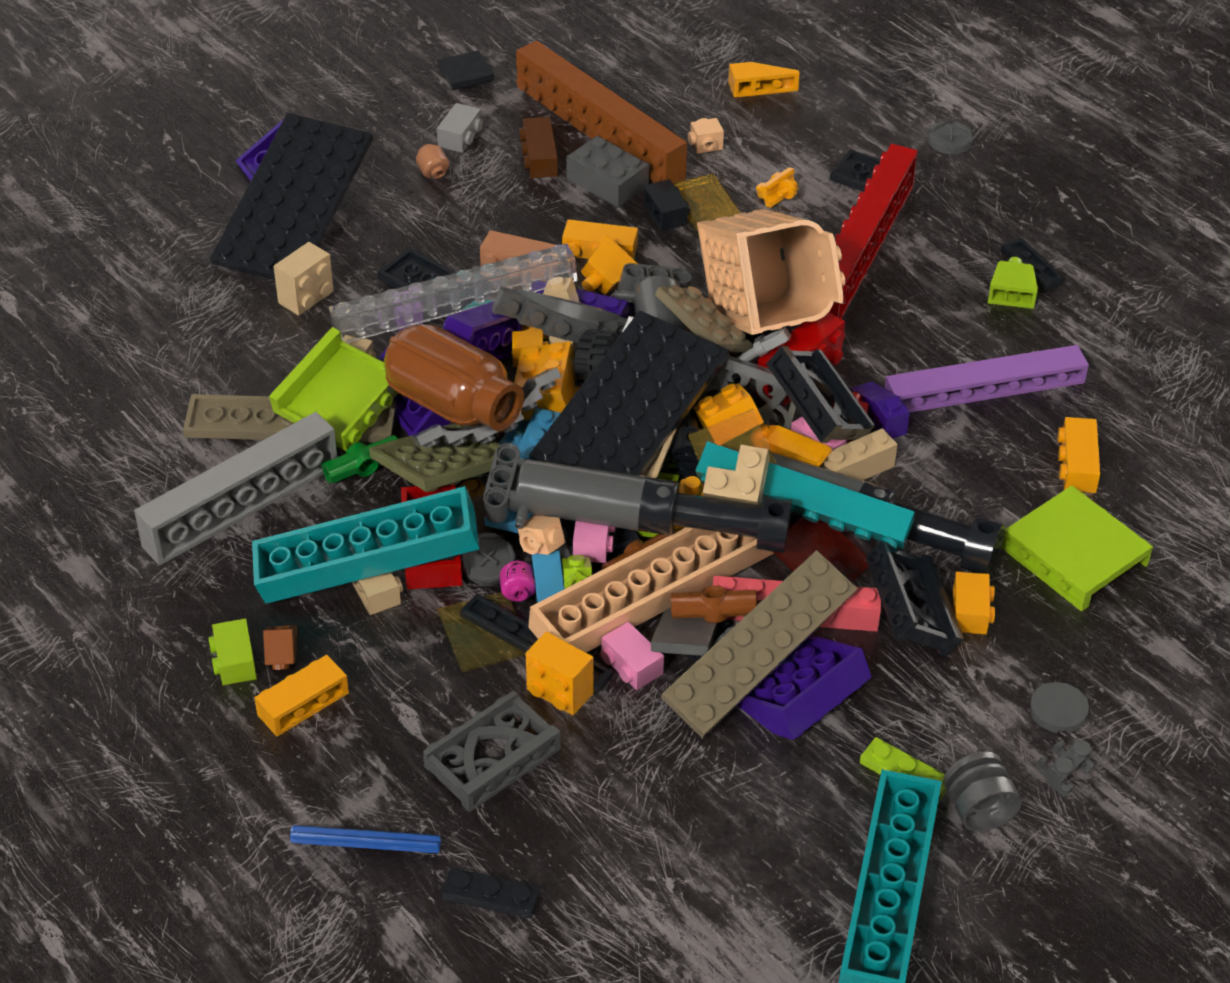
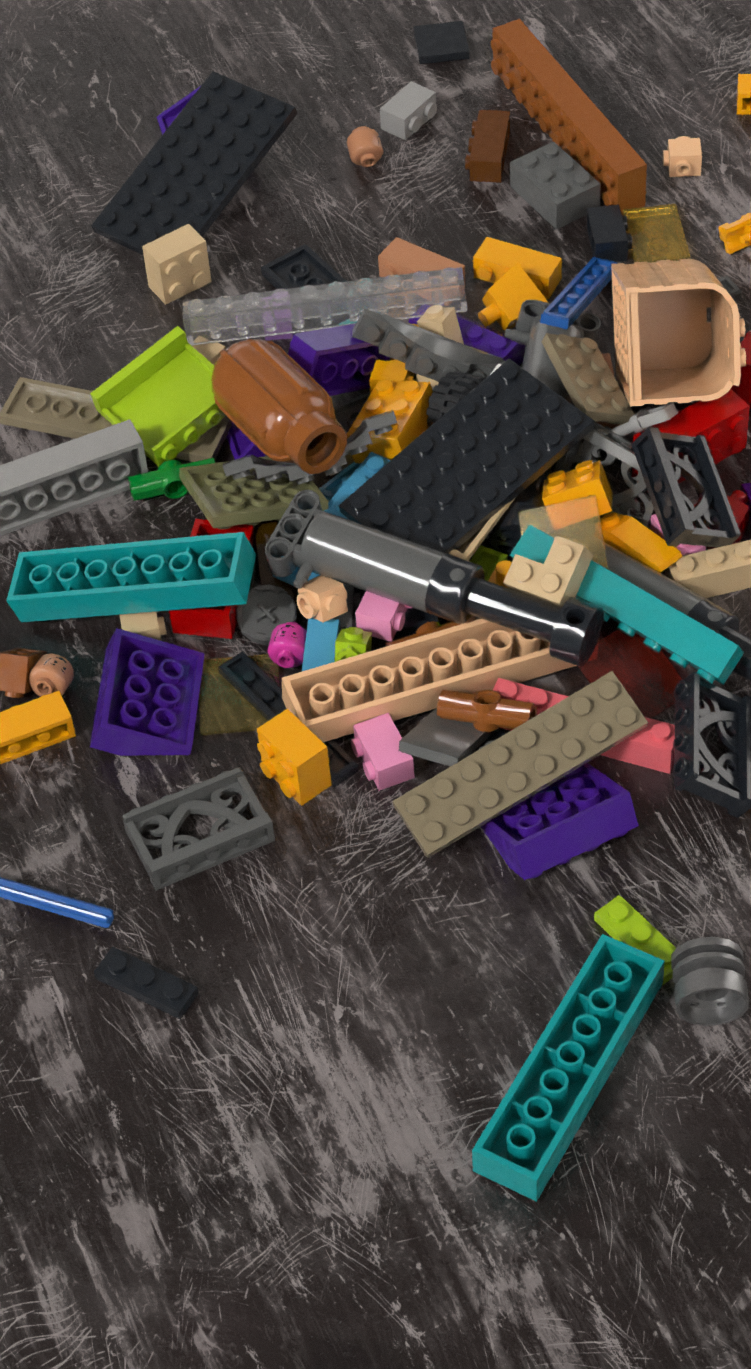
camera: 20 degrees right, 5 degrees up
(312, 643) = (51, 675): none -> nougat head
(405, 647) = (147, 697): none -> dark purple slope
(665, 253) = (578, 294): none -> blue tile

